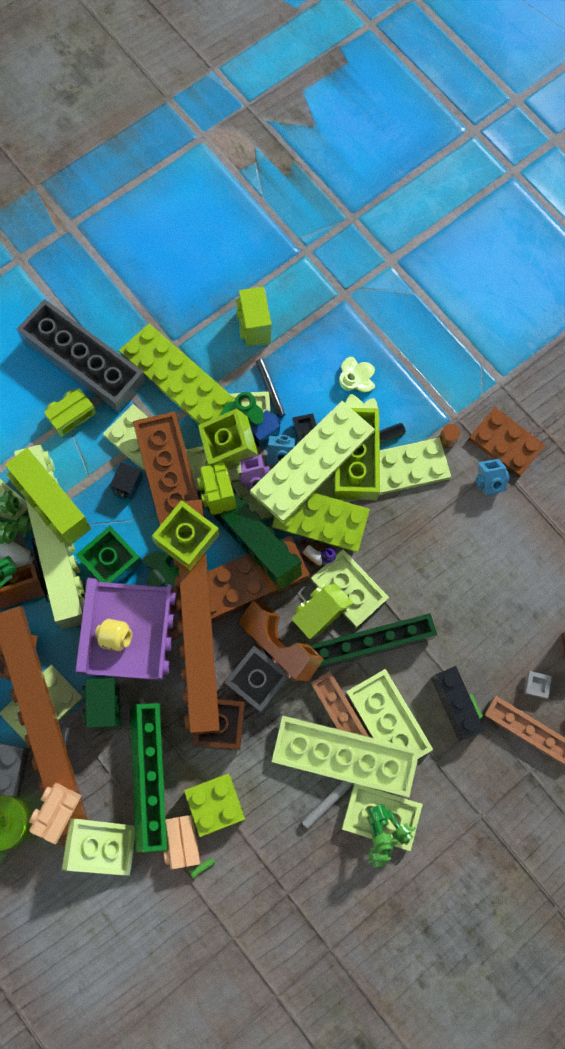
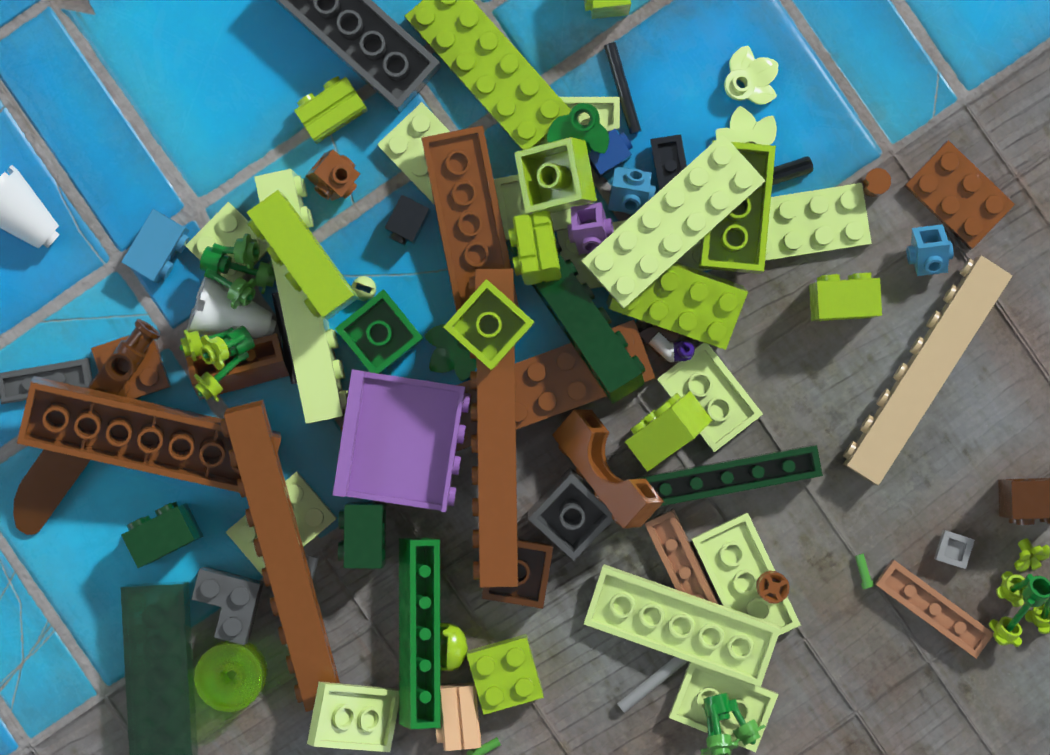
camera: 10 degrees right, 15 degrees up
(55, 812) = (299, 673): light nougat brick -> none
(72, 454) = (333, 176): none -> dark orange brick
(93, 534) = (365, 281): none -> yellowish green hinge
(113, 635) = (384, 448): light yellow head -> none
(173, 786) = (452, 647): none -> lime hair
(413, 718) = (780, 589): none -> dark orange wheel
(438, 511) = (845, 299): none -> lime brick
(457, 703) = (840, 567): black brick -> none
(500, 560) = (927, 369): none -> tan brick

